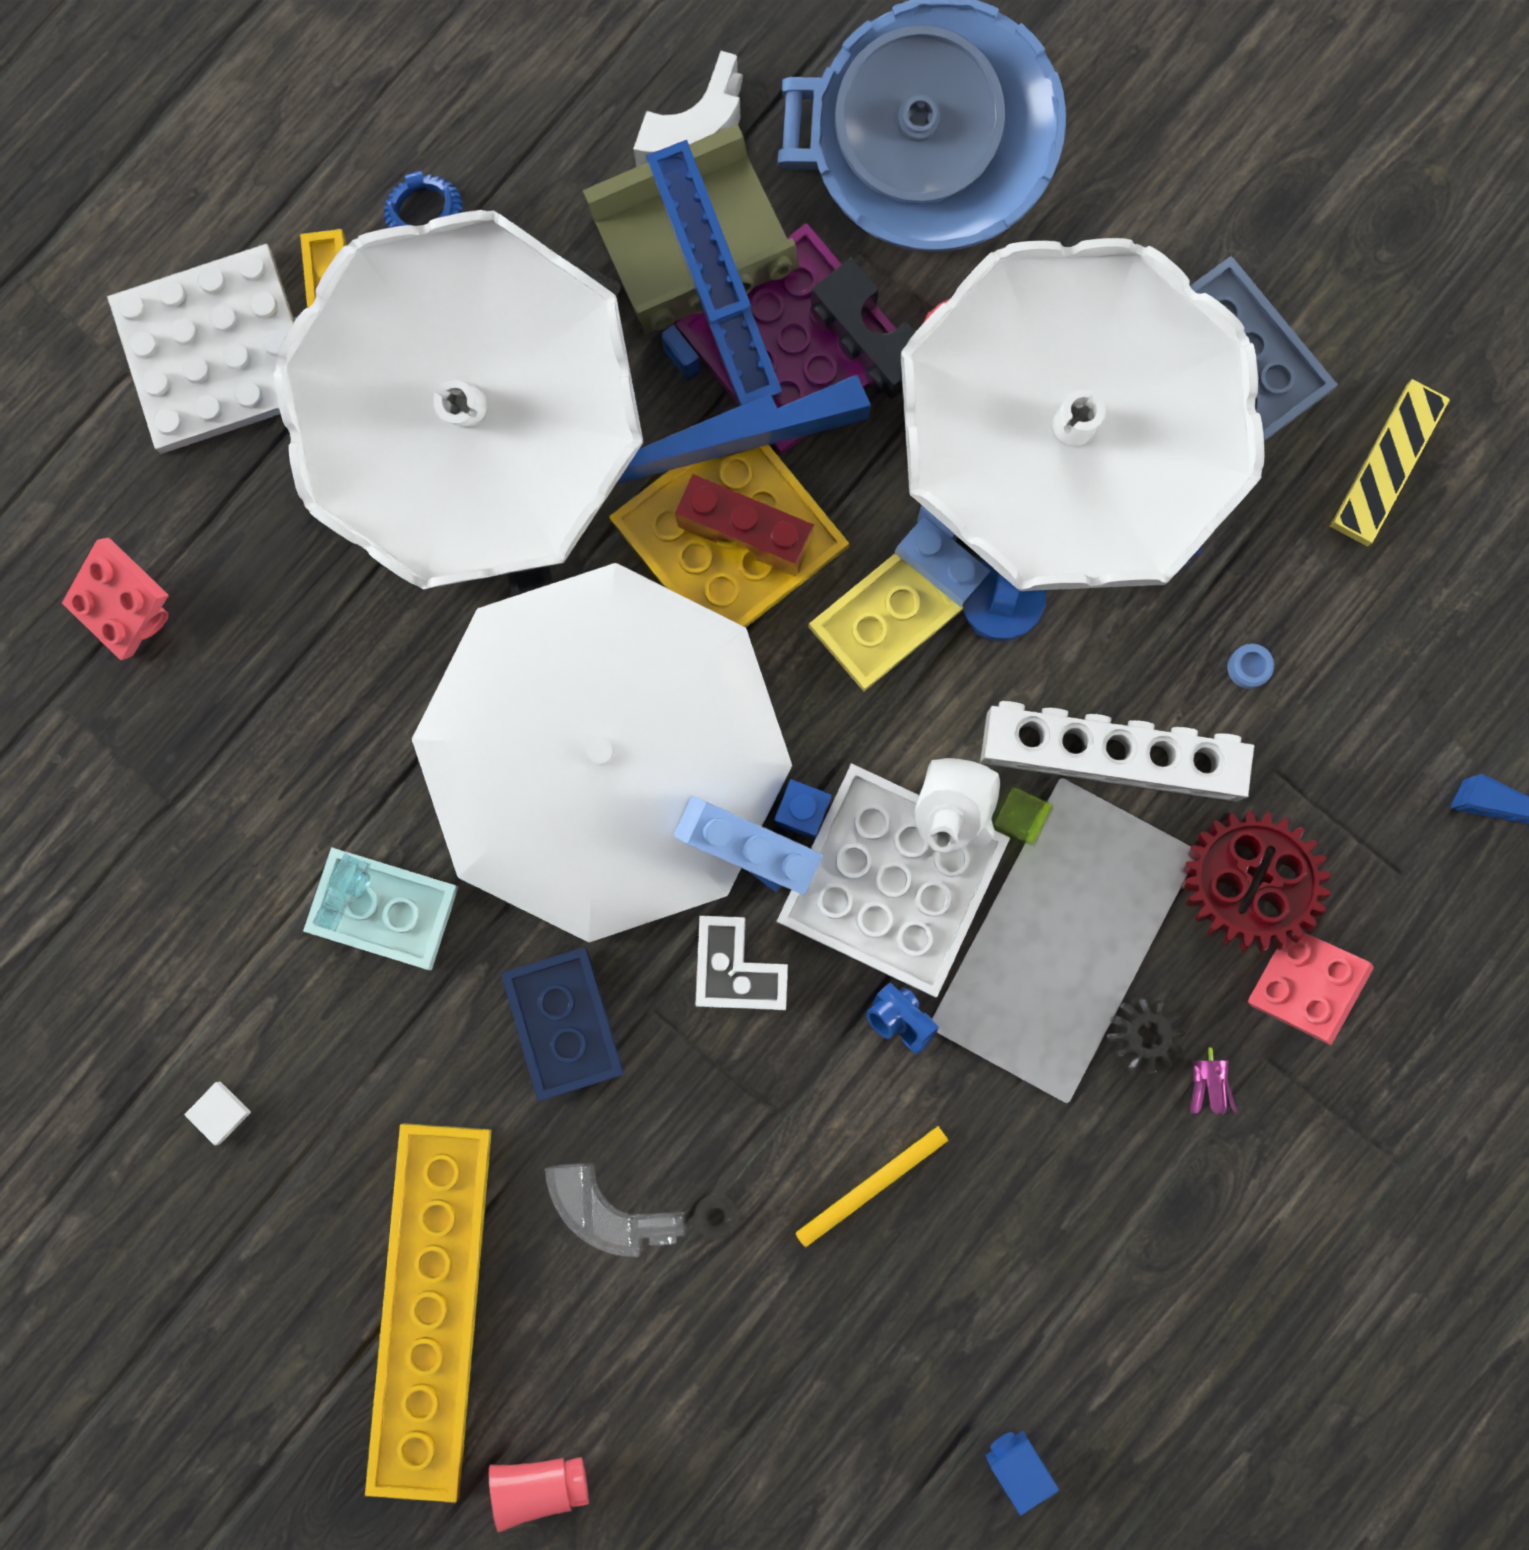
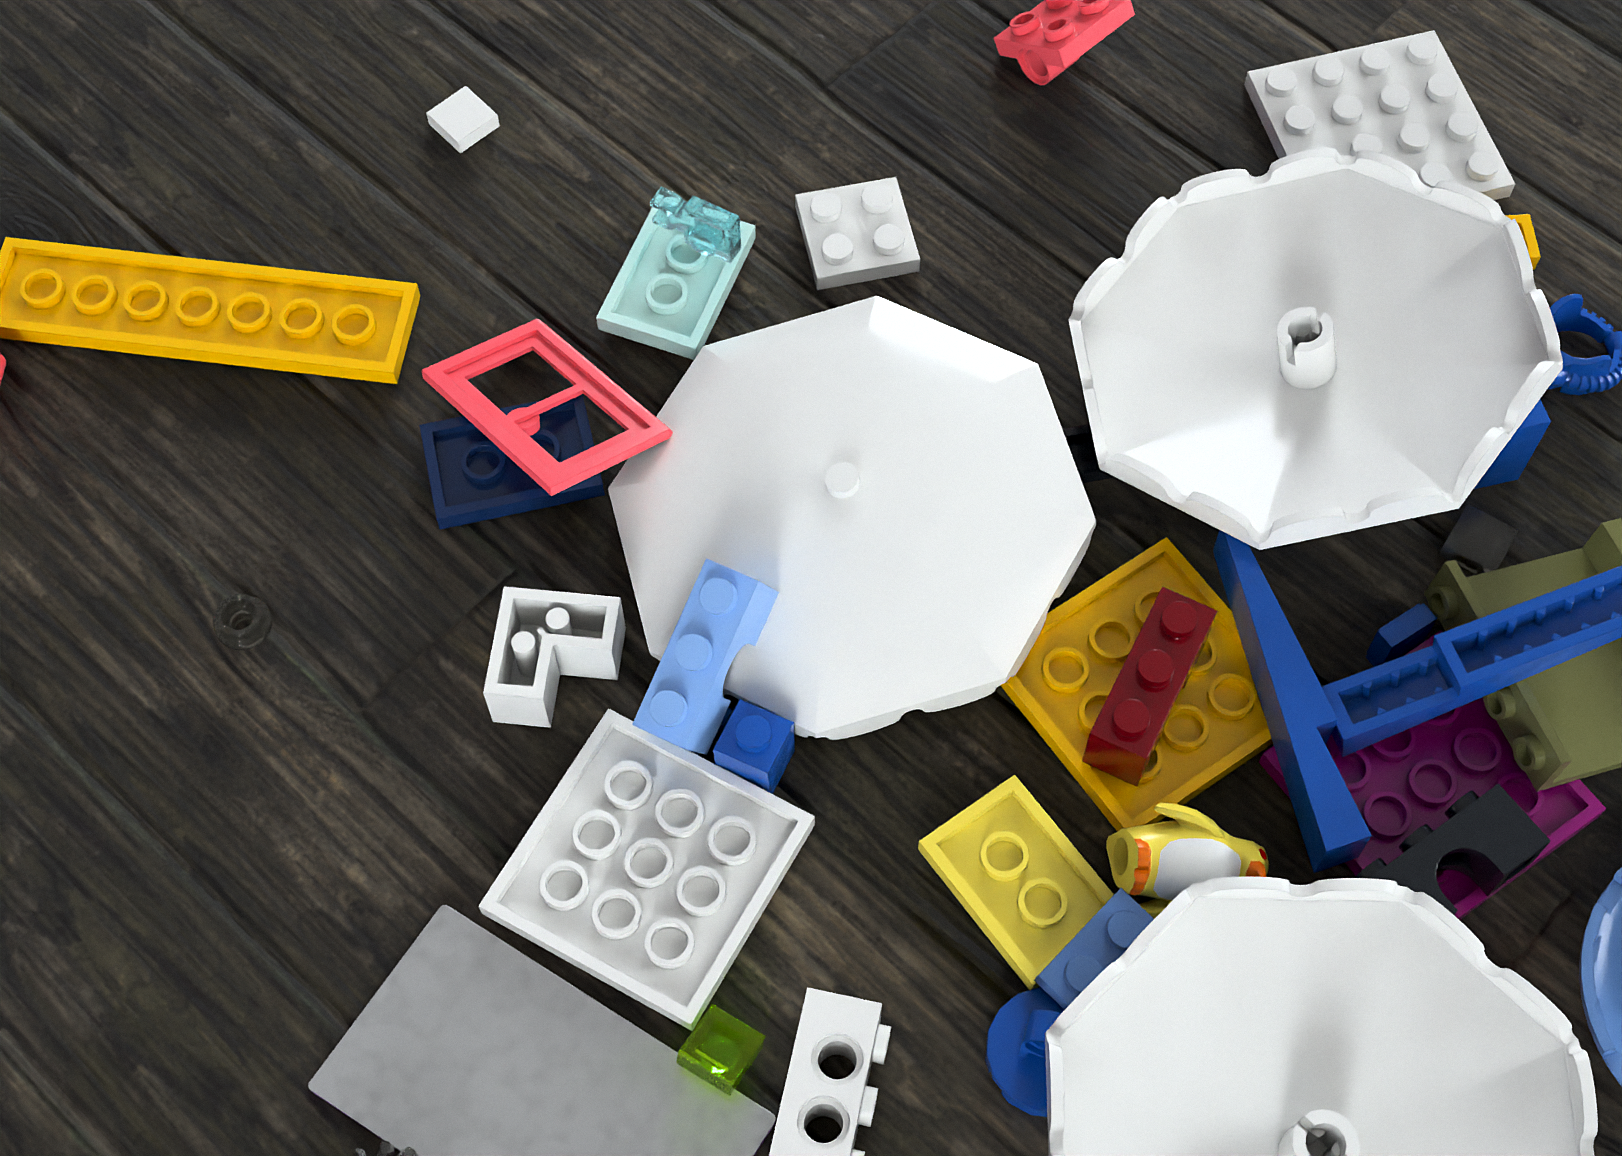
camera: 90 degrees right, 20 degrees down
(327, 765) = (857, 233): none -> white plate
(546, 1025) = (513, 431): none -> coral door
(600, 1223) = (265, 483): clear arch -> none
(869, 506) = (1173, 855): none -> animal
(871, 1186) = (244, 816): yellow bar -> none
(898, 1013) = (466, 854): blue plate -> none
(957, 804) = (738, 937): white piece -> none

